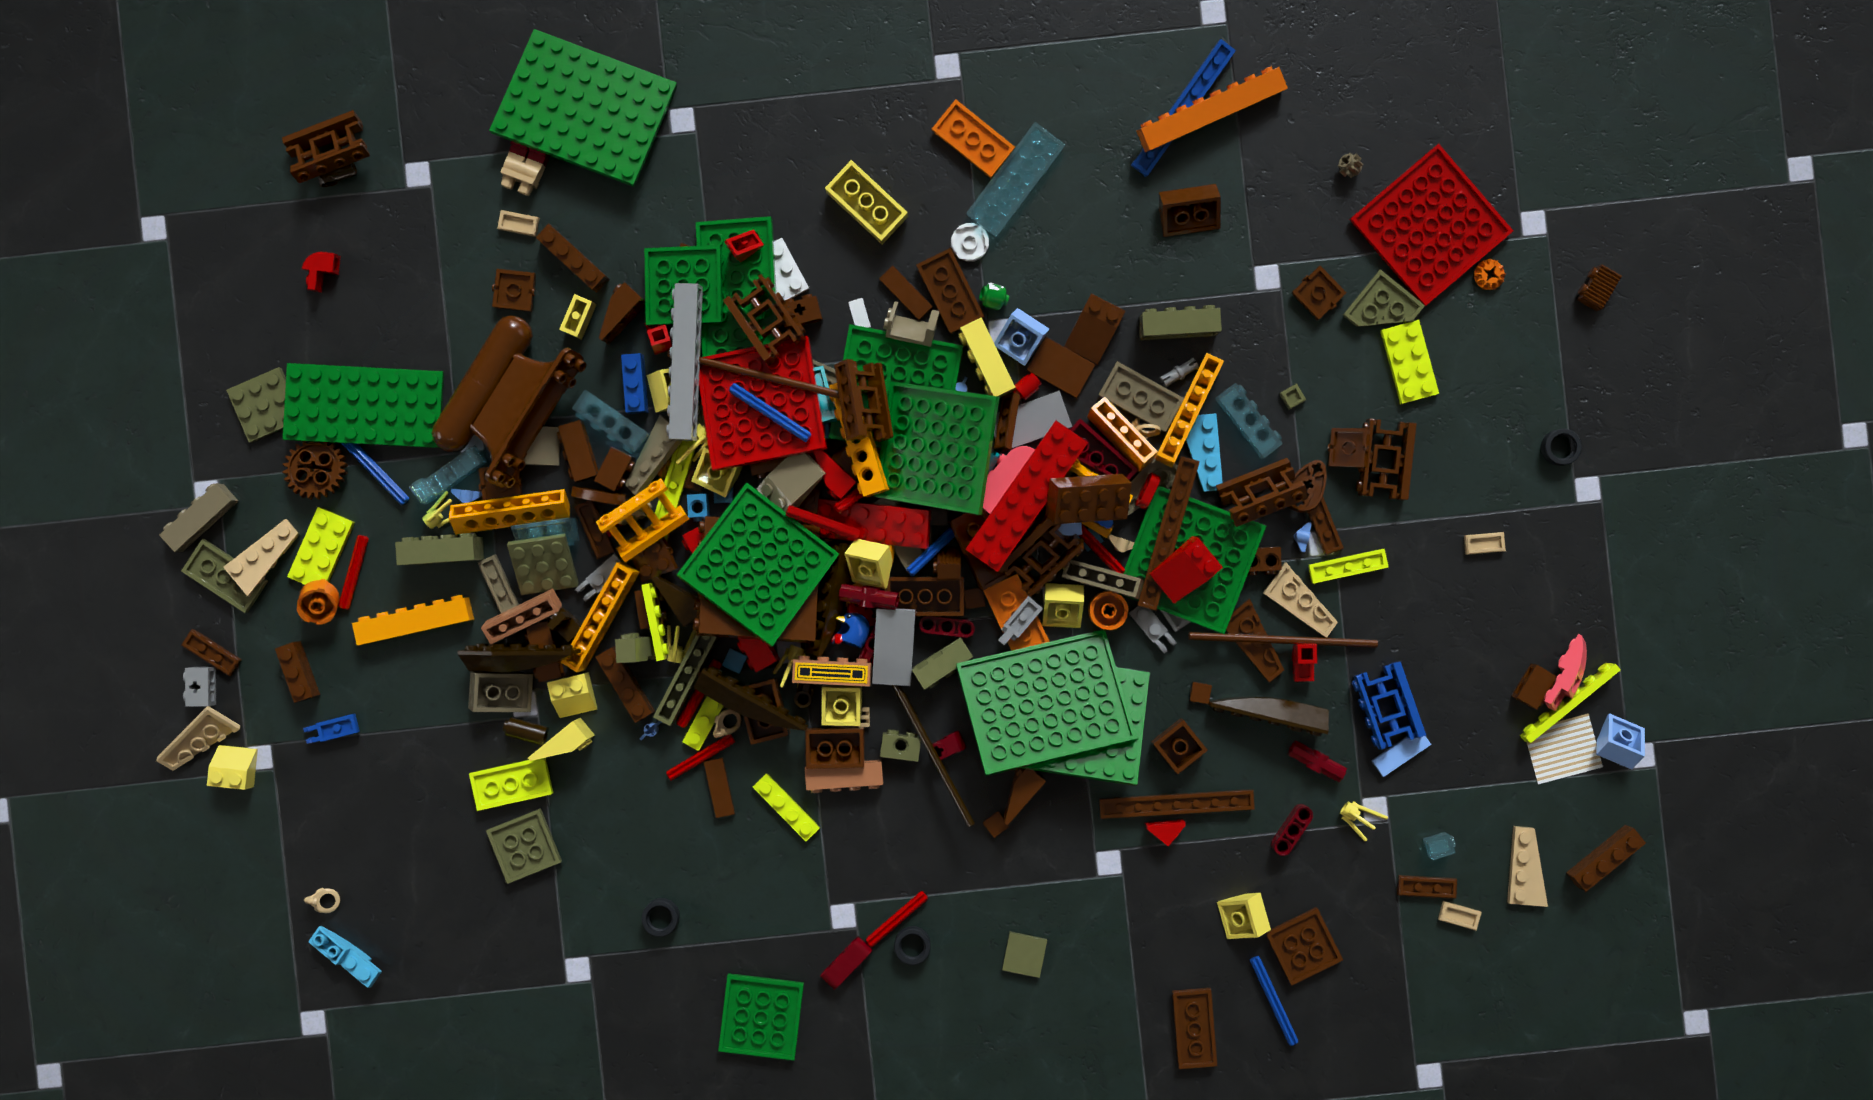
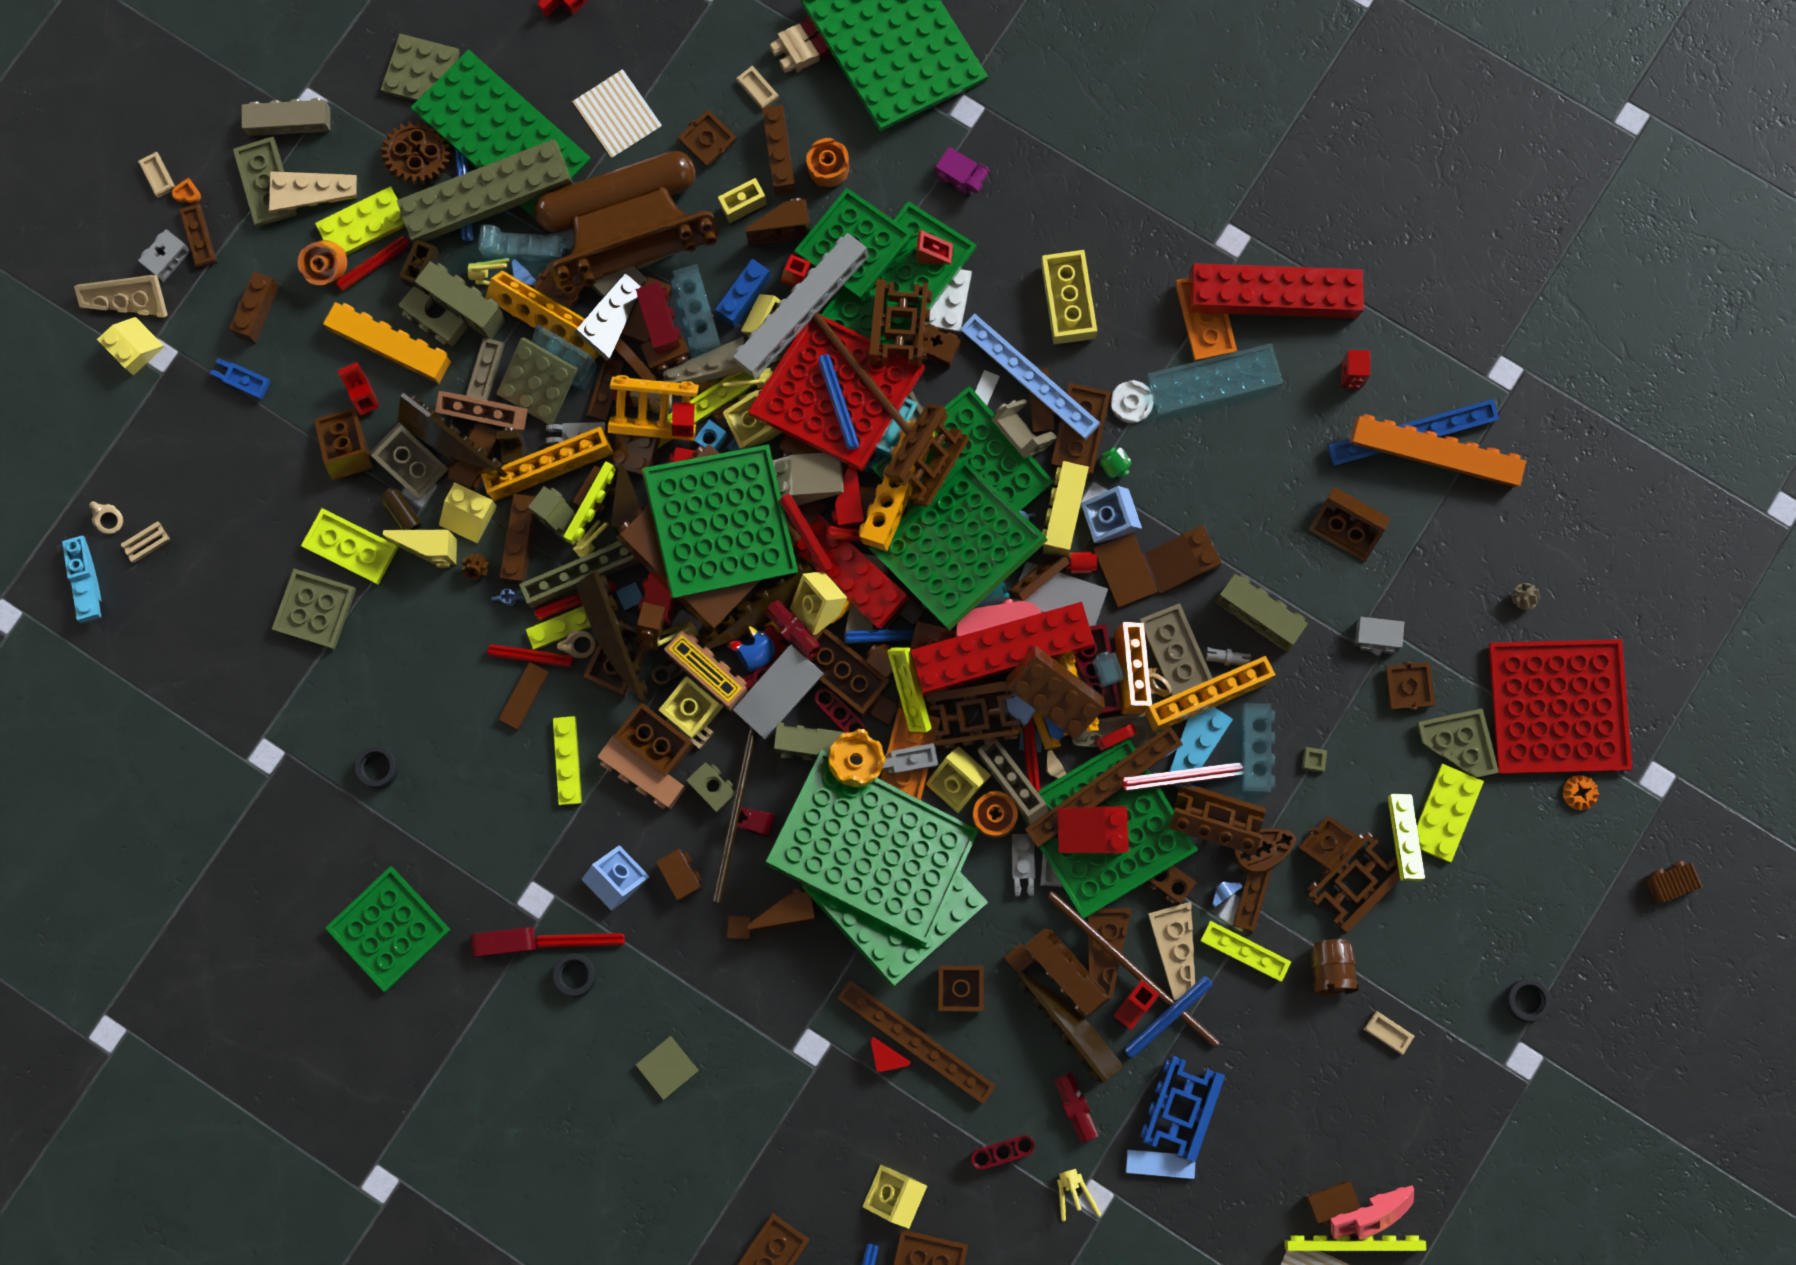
camera: 45 degrees right, 10 degrees down
(143, 632) = (157, 174): none -> tan tile
(175, 627) = (186, 192): none -> orange tile
(360, 910) = (129, 551): none -> tan tile
(385, 547) = (417, 260): none -> dark brown brick
(390, 459) = (484, 192): none -> olive brick
(412, 578) = (446, 328): none -> olive arch
(422, 669) = (358, 388): none -> red brick
(433, 322) = (617, 113): none -> sticker
(444, 716) = (343, 444): none -> reddish brown slope
(556, 480) = (608, 319): none -> wing
(591, 450) = (658, 317): none -> dark red brick
(610, 727) = (475, 566): none -> reddish brown gear
(619, 229) = (828, 151): none -> orange brick
(670, 511) = (683, 419): none -> red panel
(716, 170) = (961, 172): none -> magenta hinge
(770, 676) = (650, 626): none -> reddish brown brick
(885, 282) = (1030, 376): none -> light blue plate
(885, 859) = (615, 877): none -> light blue slope
(927, 822) = (679, 874): none -> reddish brown brick
(983, 574) = (909, 689): none -> neon yellow plate
(986, 638) = (859, 745): none -> light orange plate
(1009, 81) = (1276, 291): none -> red brick
(1107, 450) = (1108, 669): none -> clear light blue brick
(1109, 94) = (1355, 369): none -> red brick
(1215, 482) = (1182, 776): none -> axle
(1243, 678) = (1067, 971): none -> reddish brown wedge
(1270, 273) = (1379, 634): none -> light grey brick
(1332, 652) = (1168, 1016): none -> blue axle
(1397, 402) = (1406, 837): none -> plate
(1417, 530) = (1334, 968): none -> reddish brown piece

